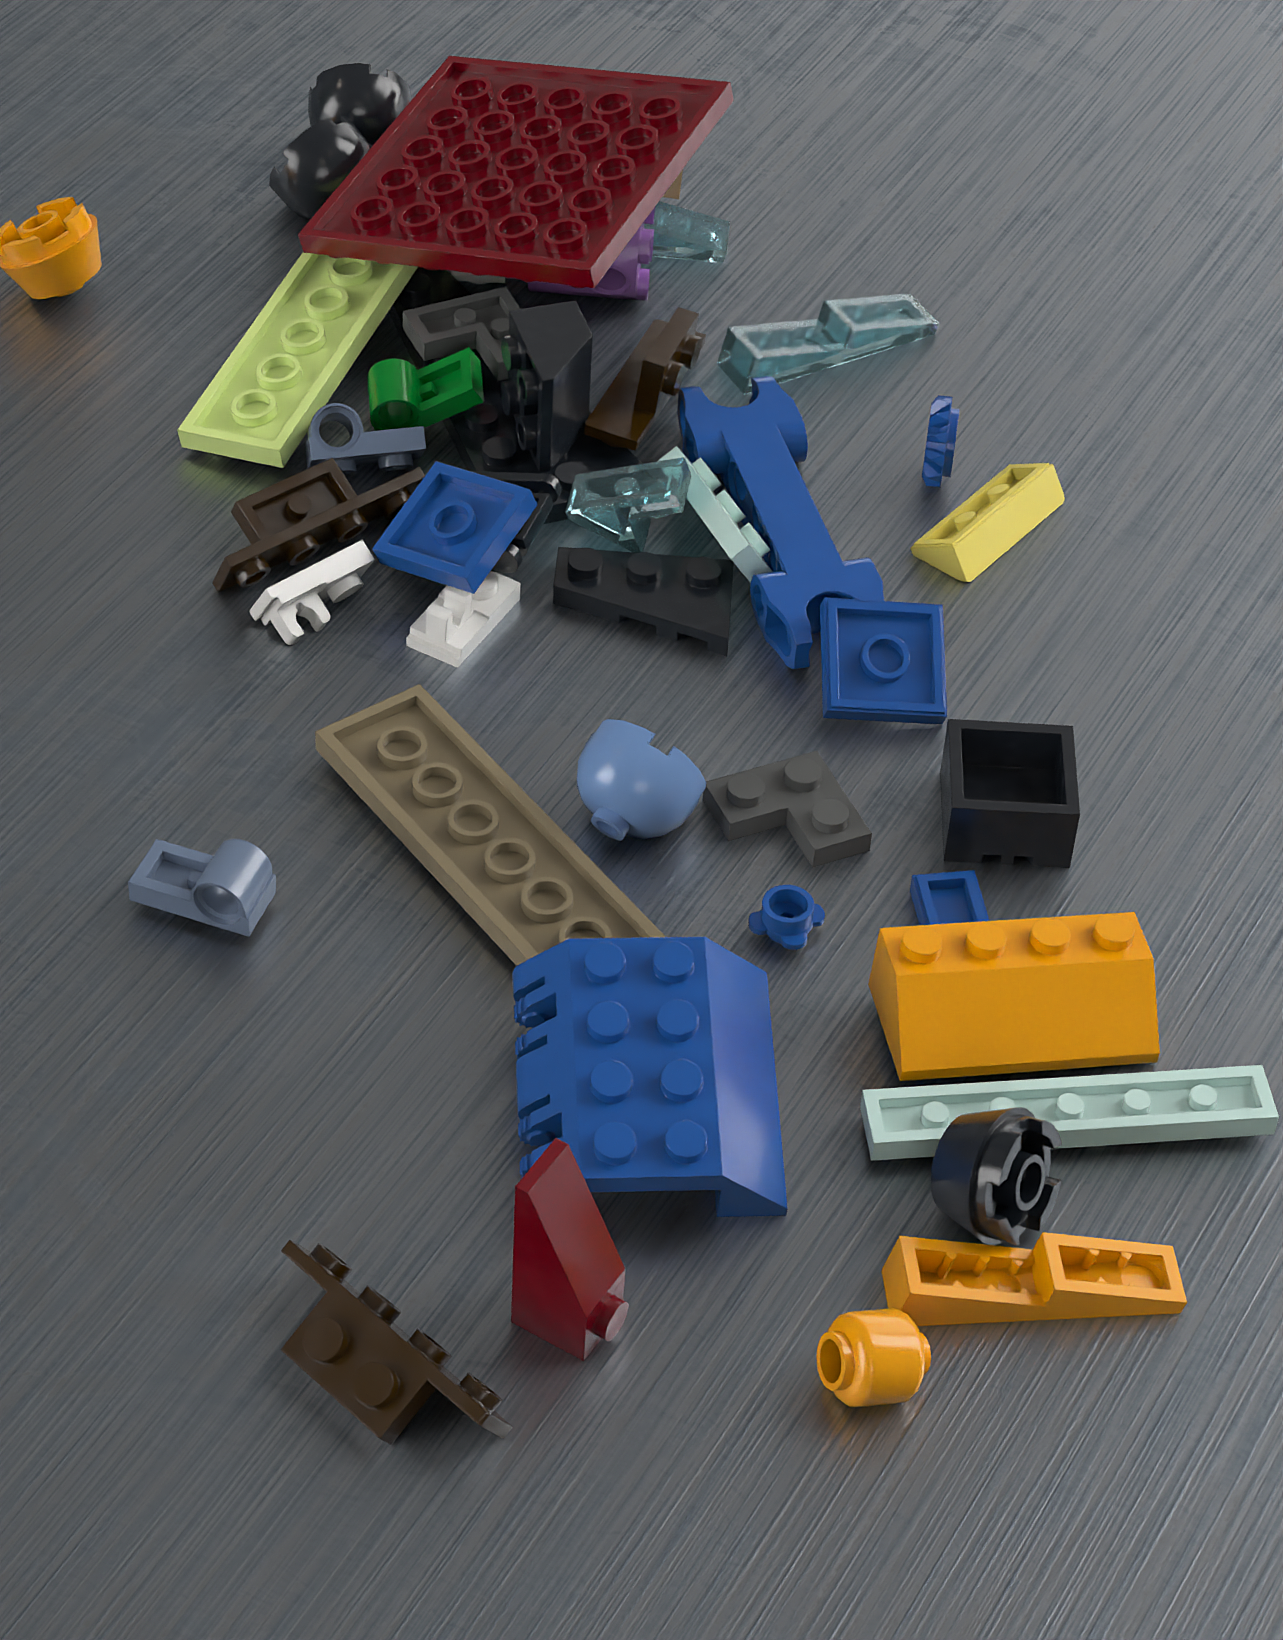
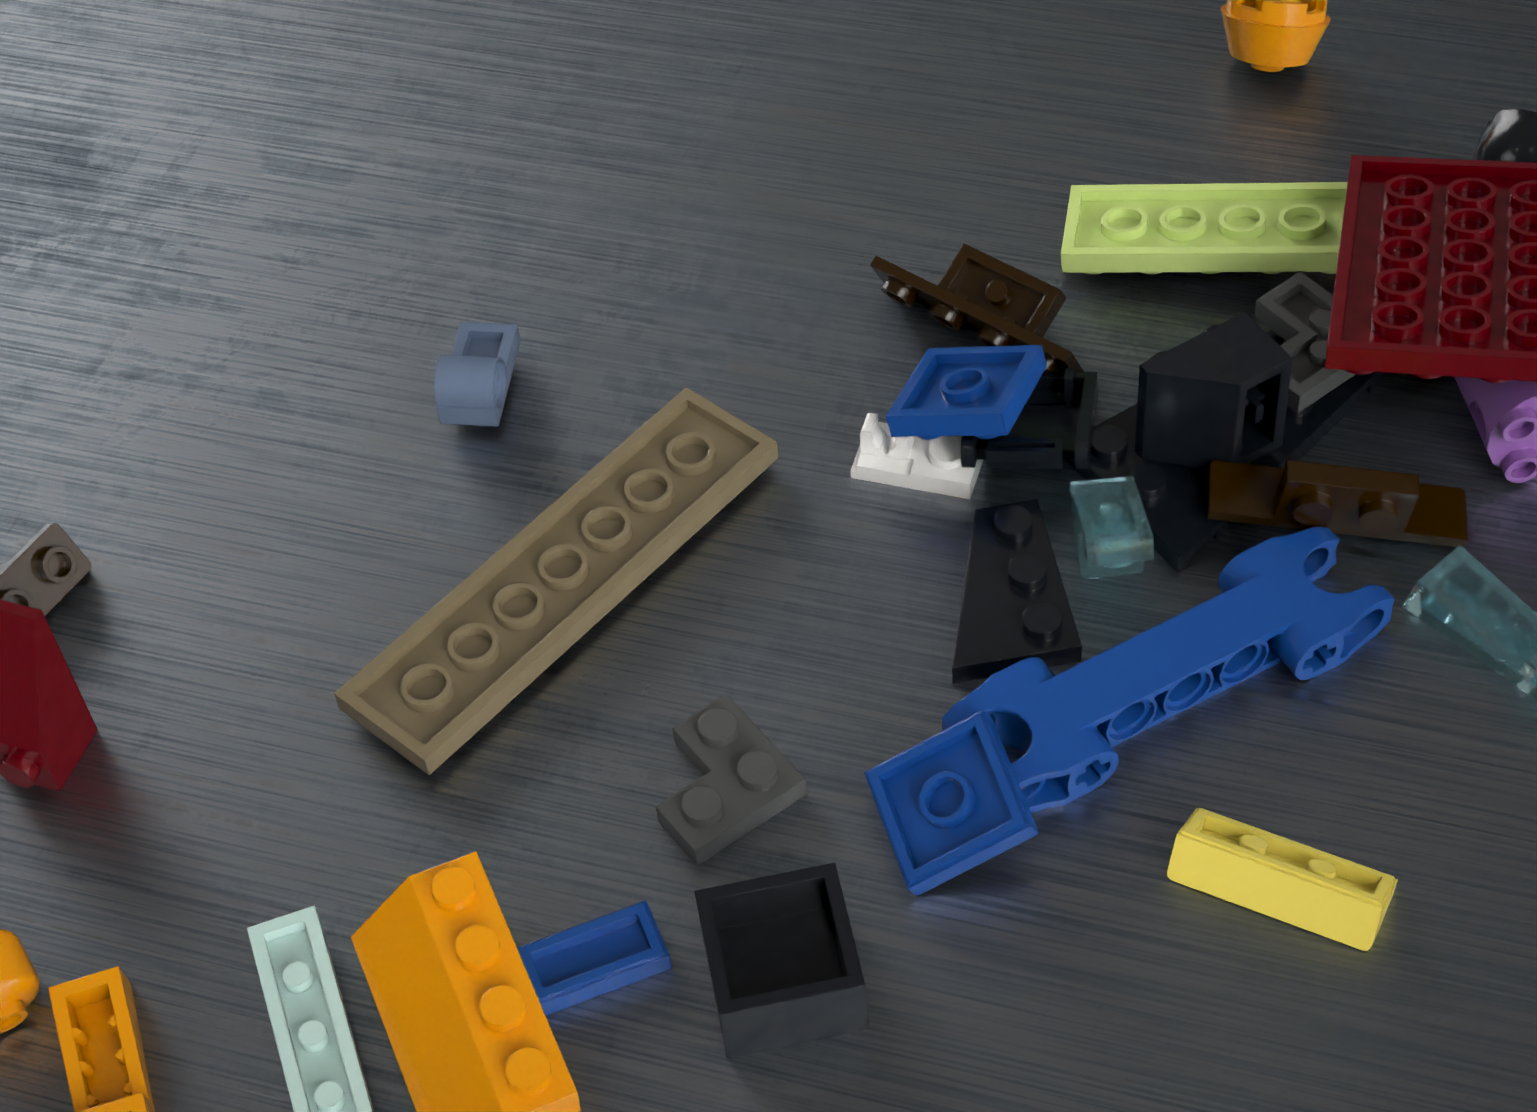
camera: 85 degrees right, 5 degrees up
(302, 592) = (875, 331): white plate -> none
(389, 448) = (1109, 298): sand blue plate -> none
(416, 398) = (1187, 311): green plate -> none
(635, 785) = (683, 629): medium blue cylinder -> none
(652, 1068) = (281, 742): blue slope -> none
(722, 518) = (1129, 604): light aqua plate -> none
(787, 916) = (555, 790): blue plate -> none
(940, 441) = (1372, 777): blue gear -> none
(995, 1173) = (198, 1032): black cone -> none

